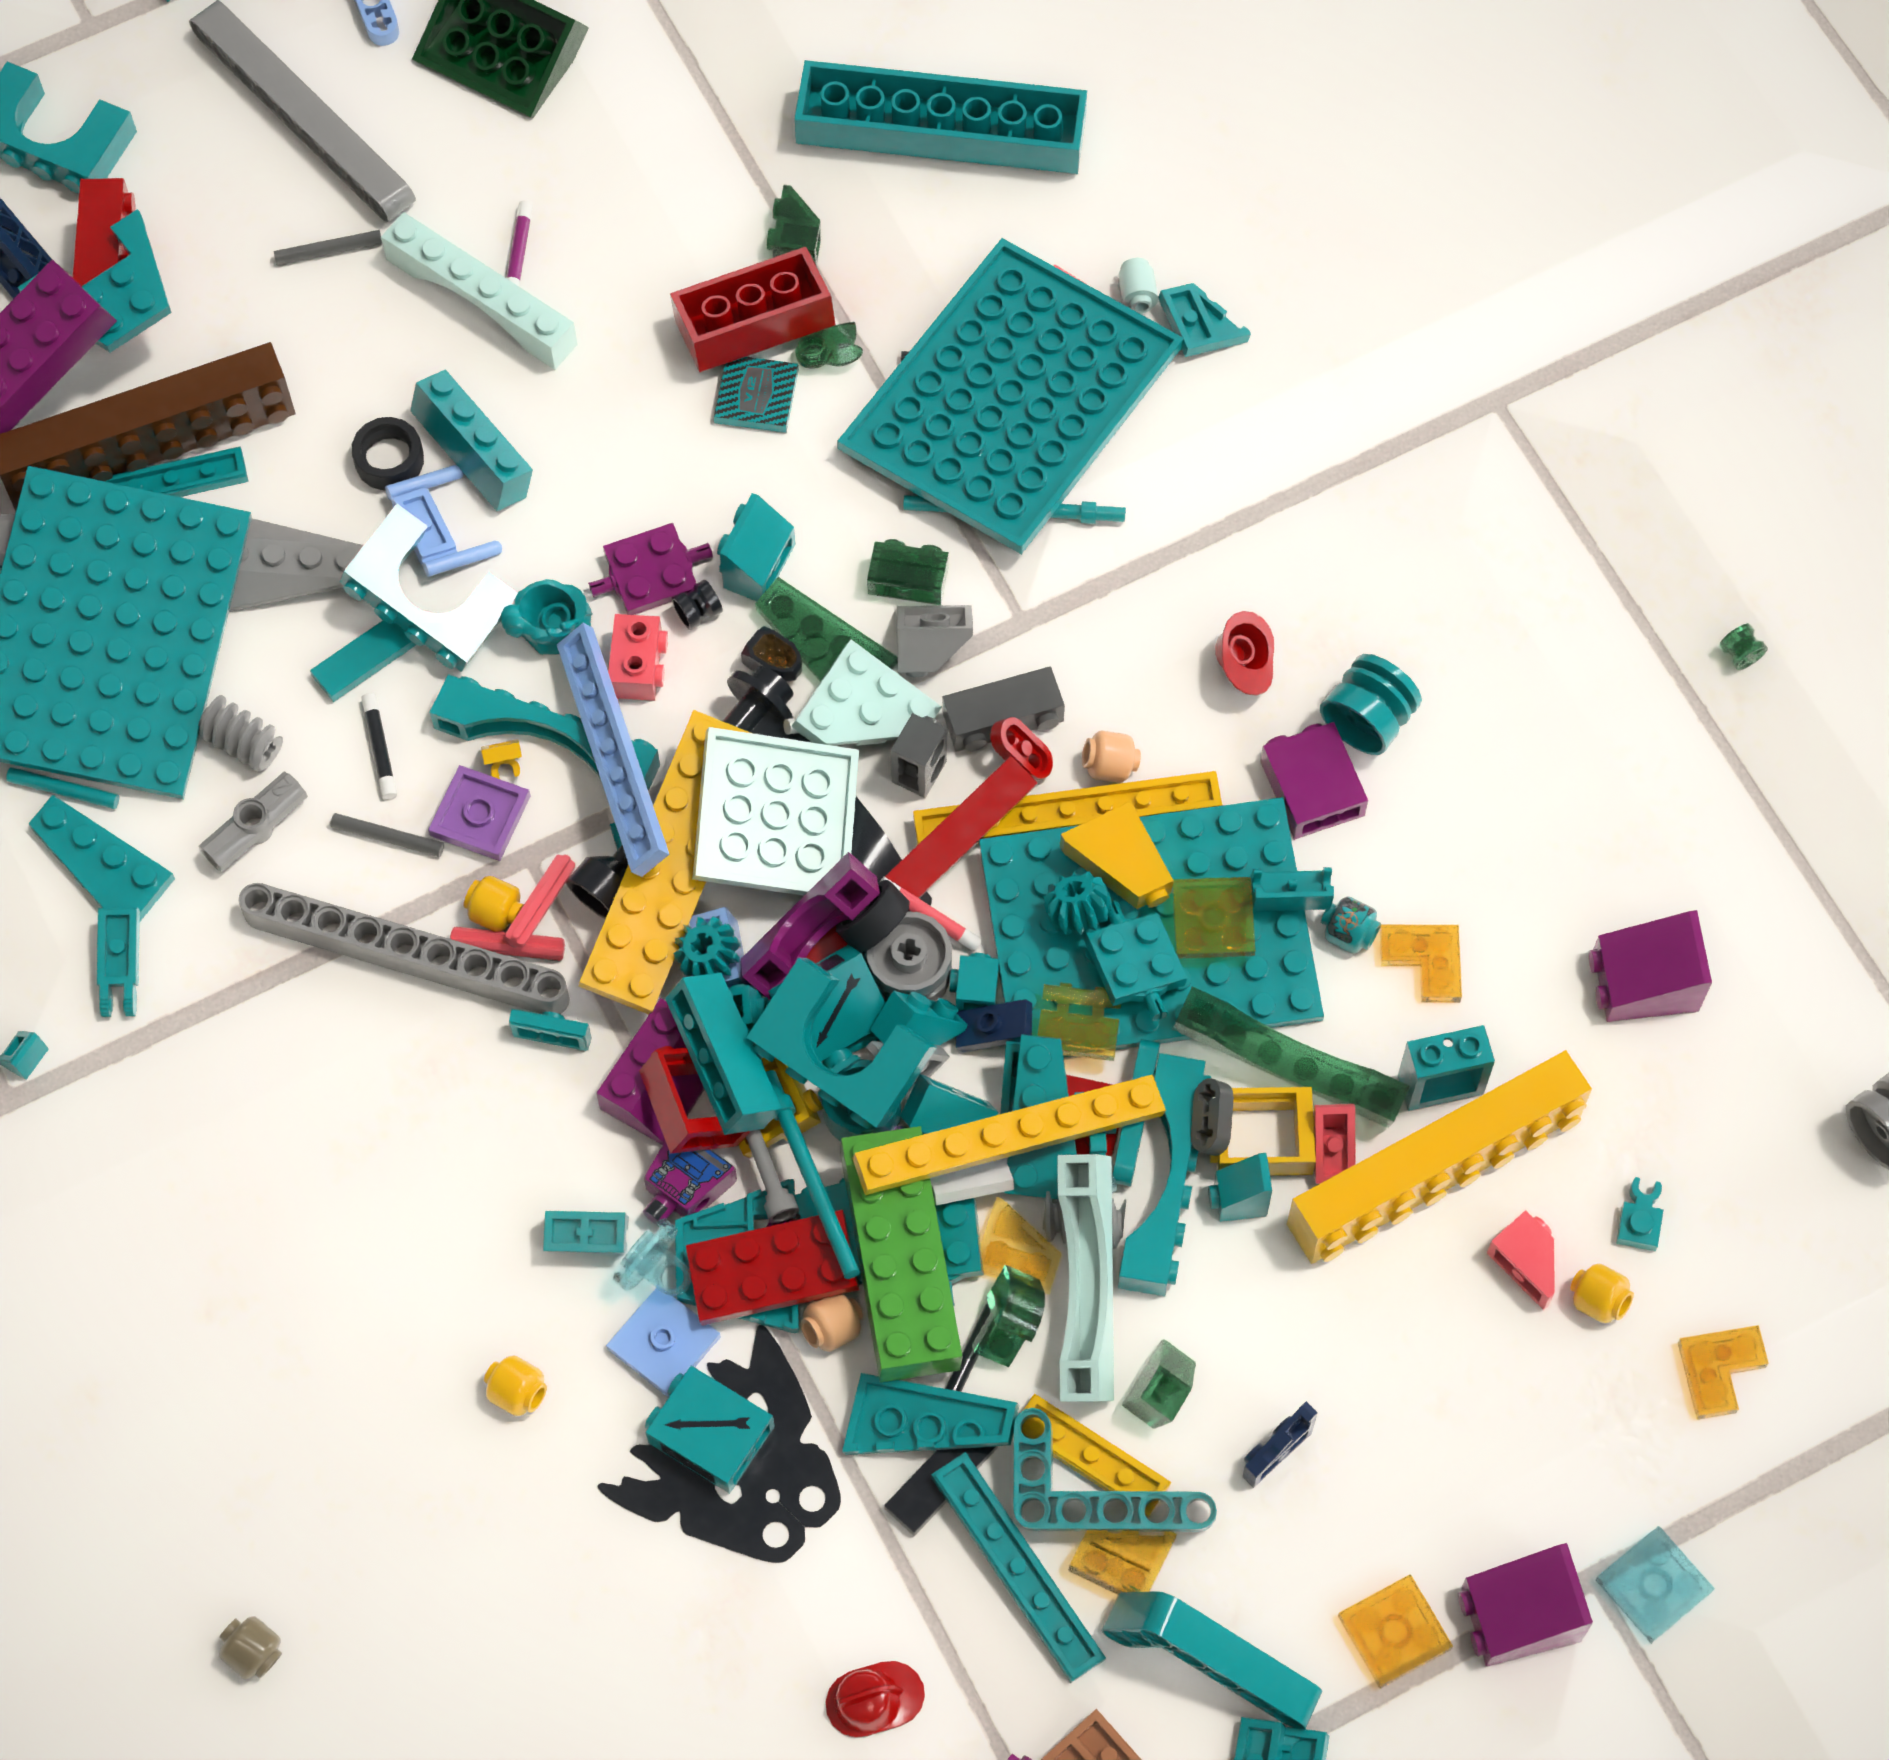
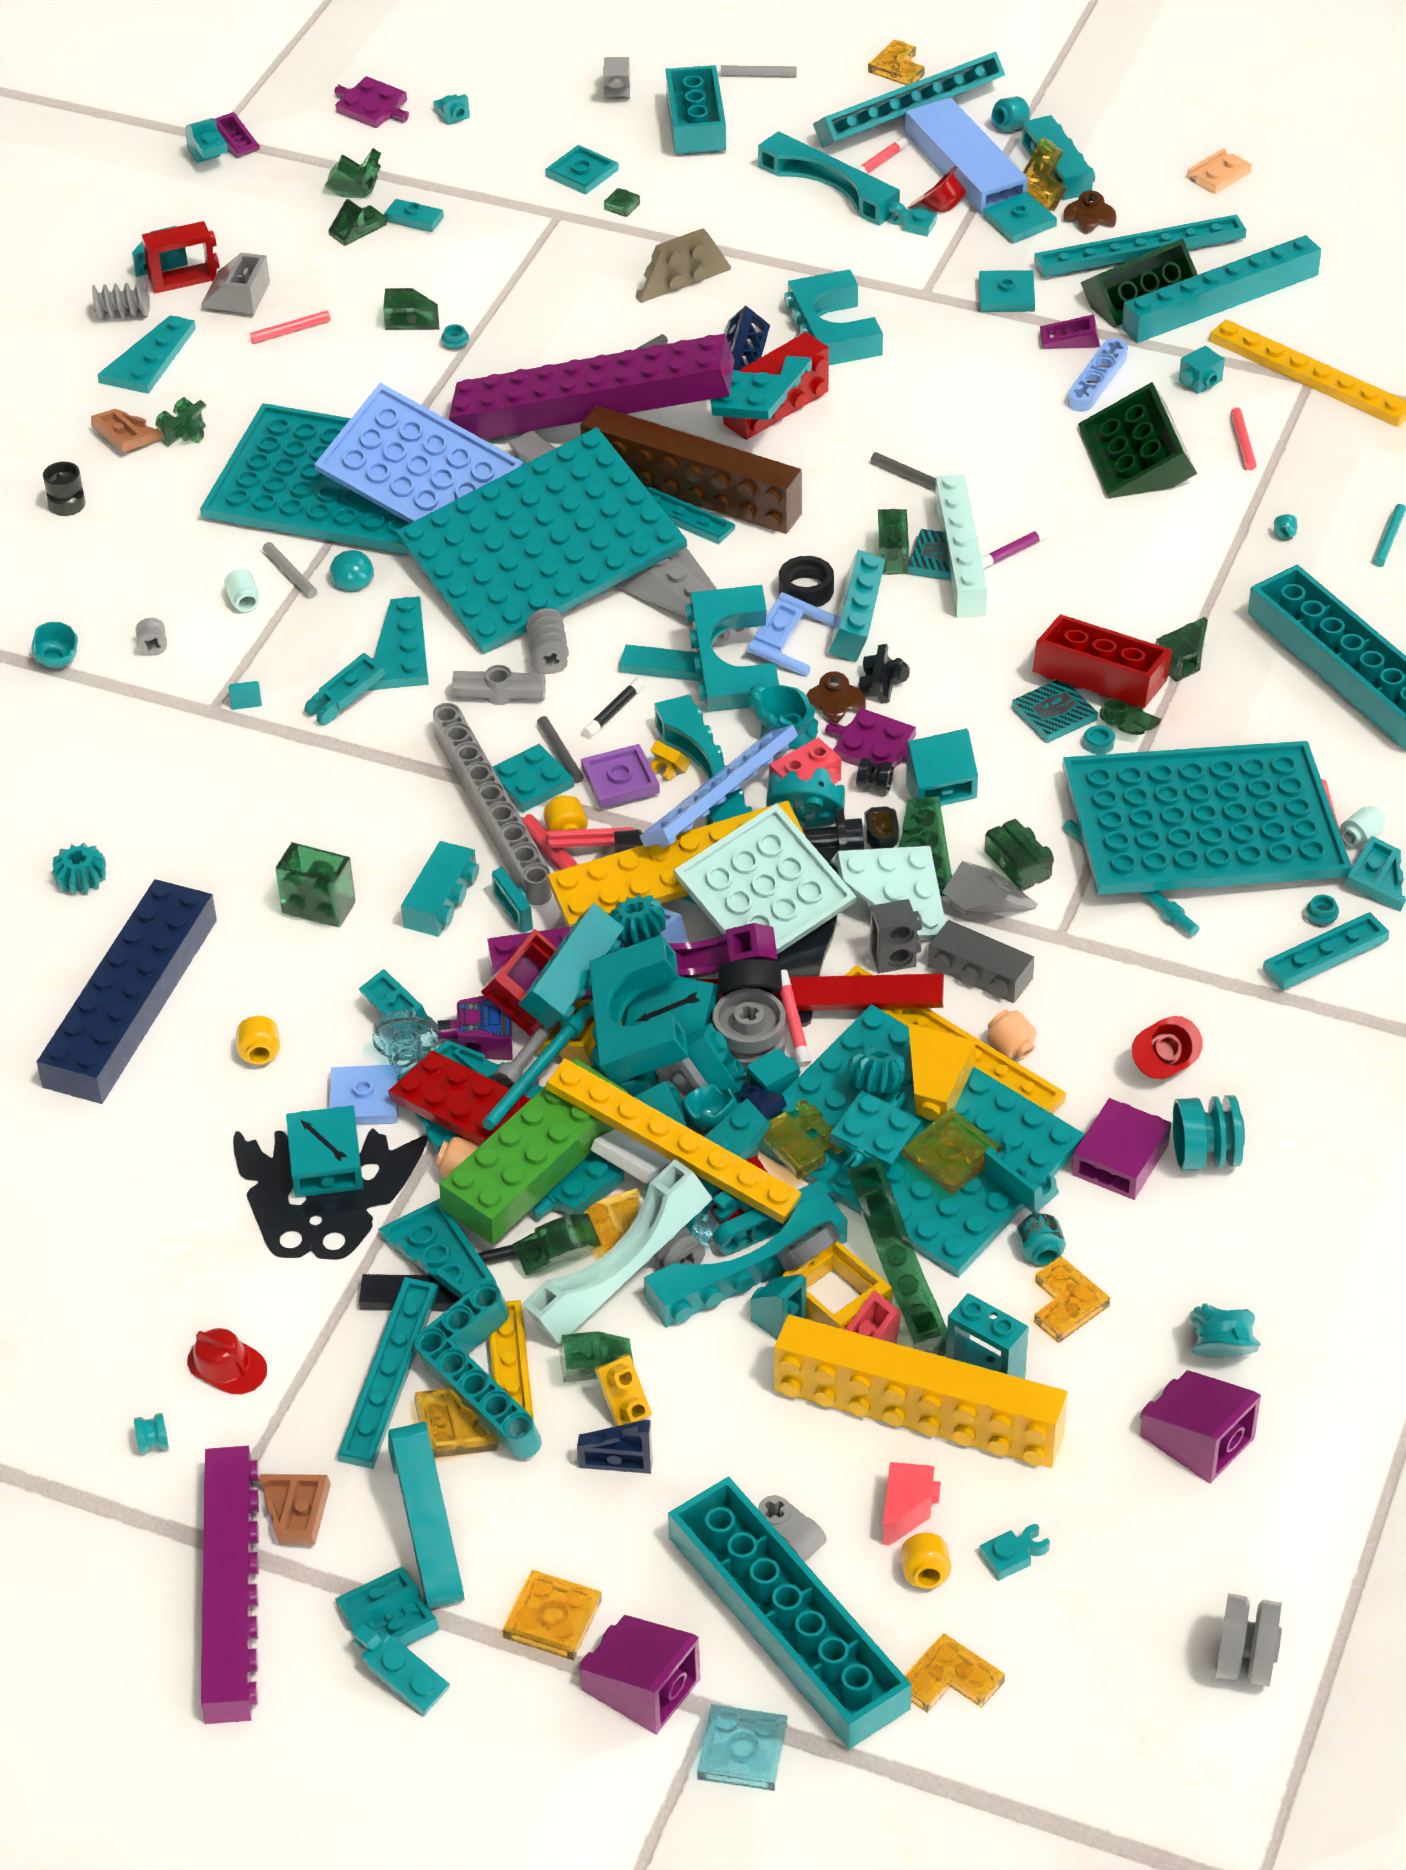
camera: 50 degrees right, 20 degrees down
(62, 788) = (430, 599): teal bar -> none
(111, 1396) = (79, 868): none -> teal gear
(302, 111) = (980, 401): light grey beam -> none
(336, 1456) = (127, 991): none -> dark blue brick
(373, 1188) = (315, 884): none -> clear green brick
(400, 886) = (533, 777): none -> teal plate
(415, 339) = (893, 540): none -> clear green brick
(459, 322) = (930, 556): none -> tile
(474, 1079) = (439, 888): none -> teal brick
(563, 482) = (882, 674): none -> black hips
(567, 555) = (836, 700): none -> reddish brown plate
(687, 694) = (809, 801): none -> teal plate
(724, 19) = (1290, 524): none -> teal hinge
(828, 390) = (1099, 740): none -> teal tile
(973, 1065) = (708, 1106): none -> teal hair
(1015, 739) = (963, 983): red plate -> none
(1197, 390) = (1322, 909): none -> teal plate
(1227, 1392) = (623, 1391): none -> yellow hips
(1245, 437) = (1326, 950): none -> teal plate
(1486, 1374) = (798, 1530): none -> light grey piece
(1567, 1442) = (790, 1612): none -> teal brick
(1579, 872) = (1223, 1332): none -> teal piece

